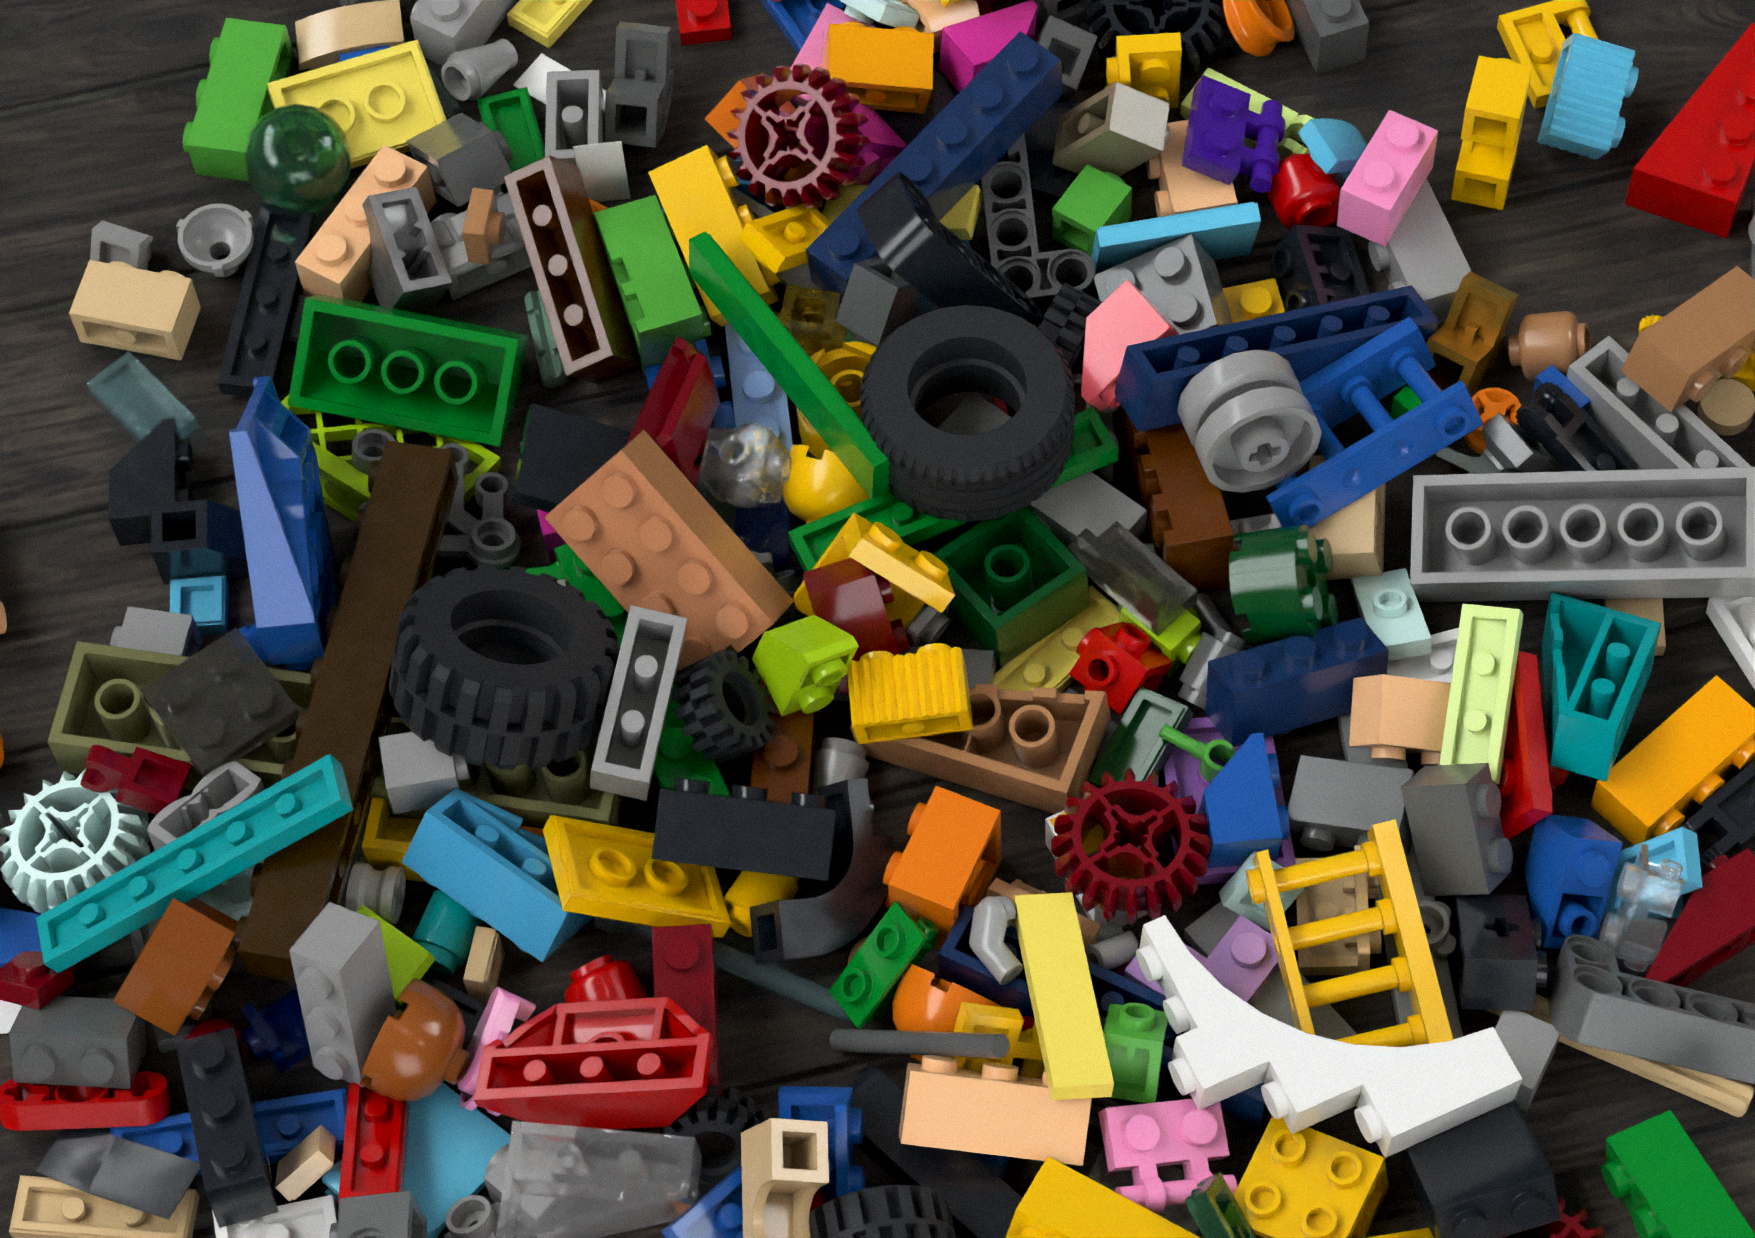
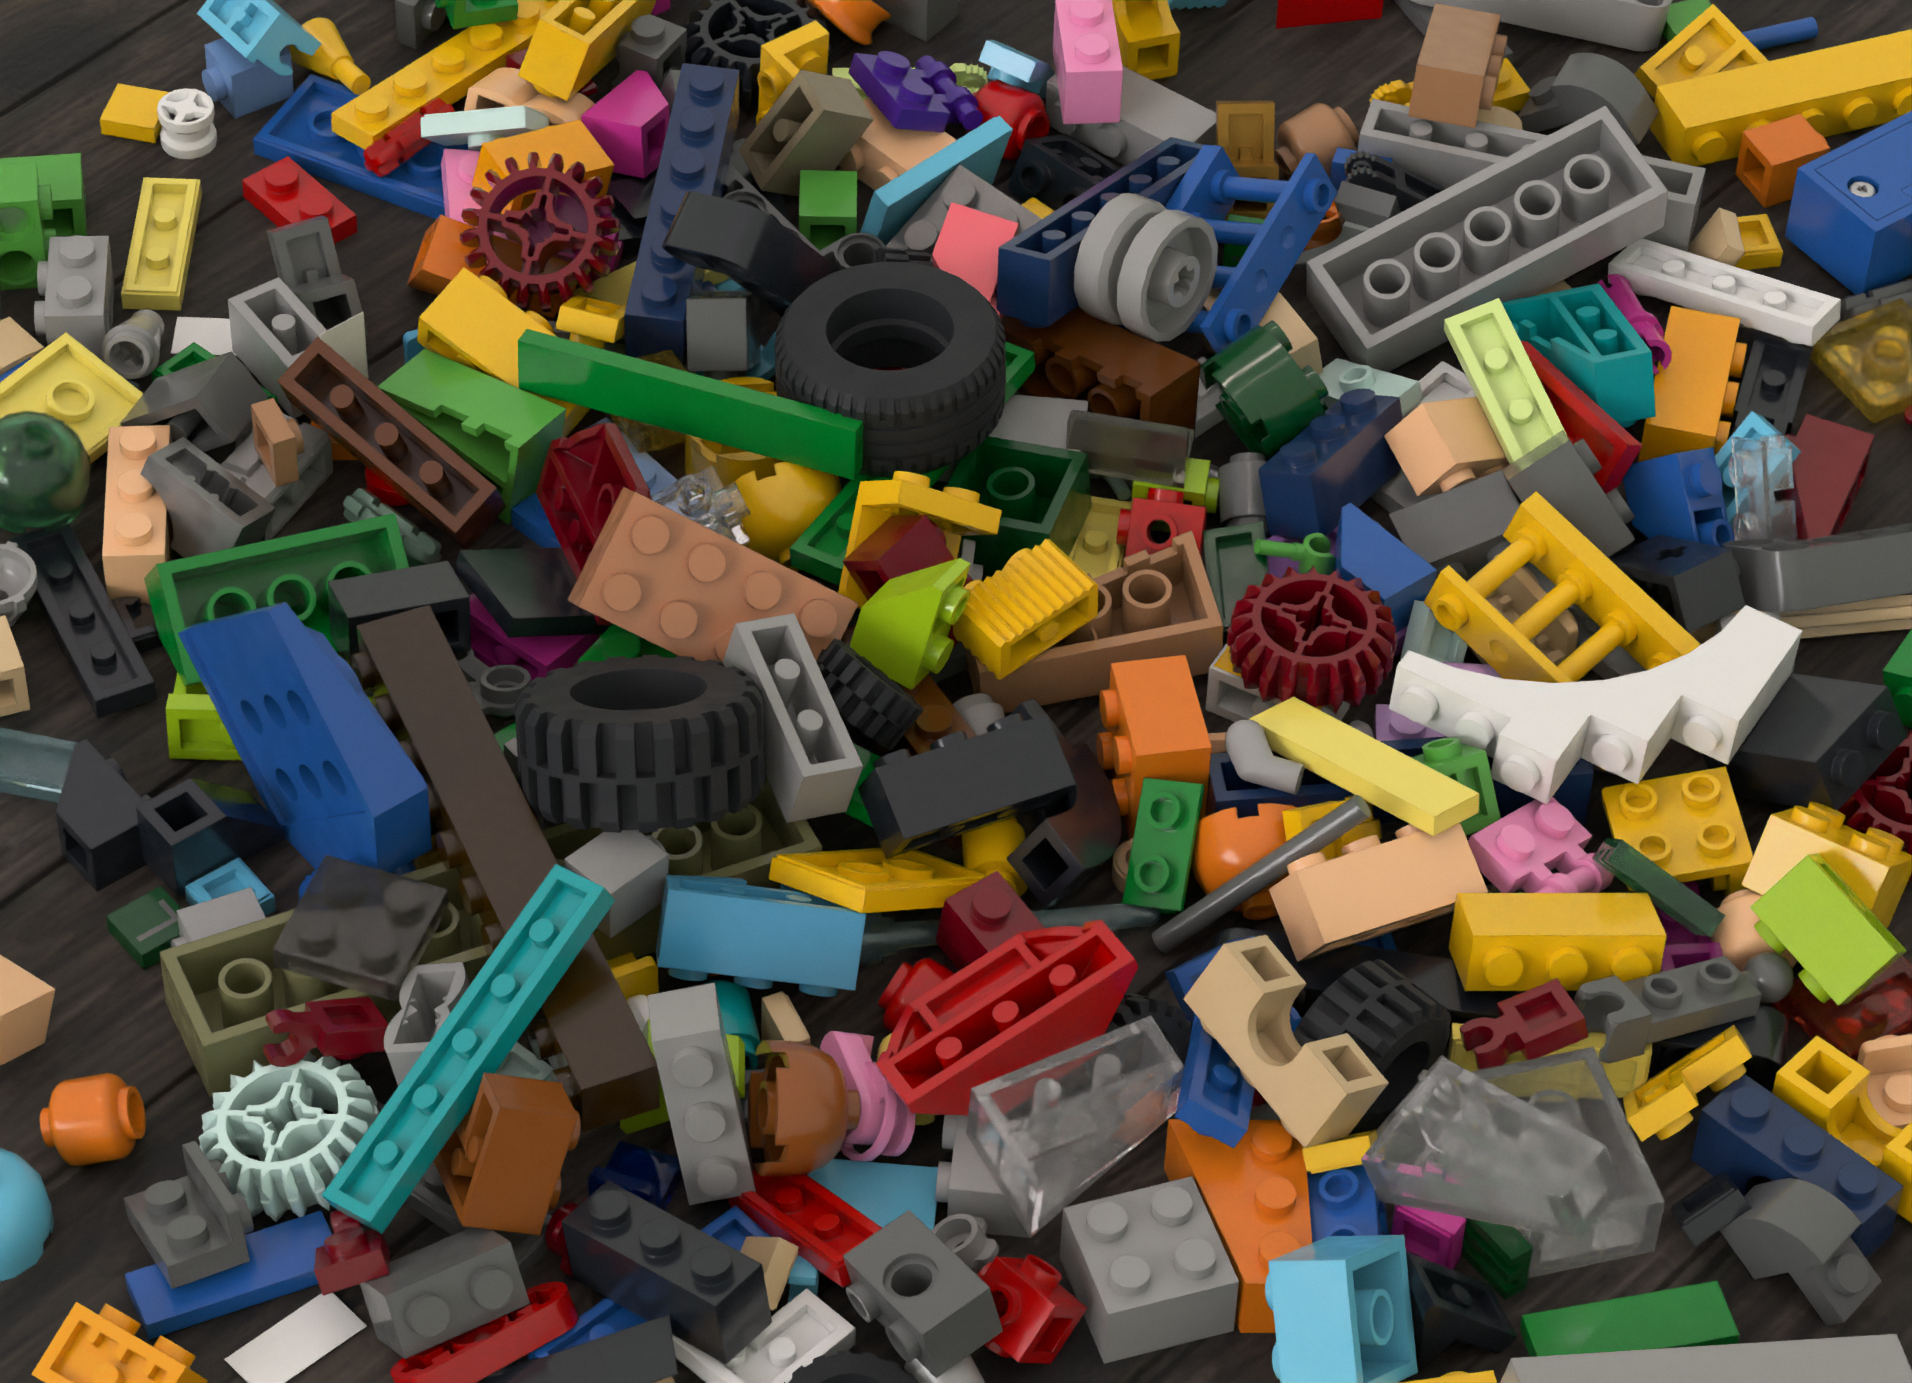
camera: 40 degrees left, 15 degrees down
(119, 592) = (146, 926): none -> dark green tile
(476, 426) = (396, 591): none -> black brick
(1665, 686) = (1642, 321): none -> dark pink pin

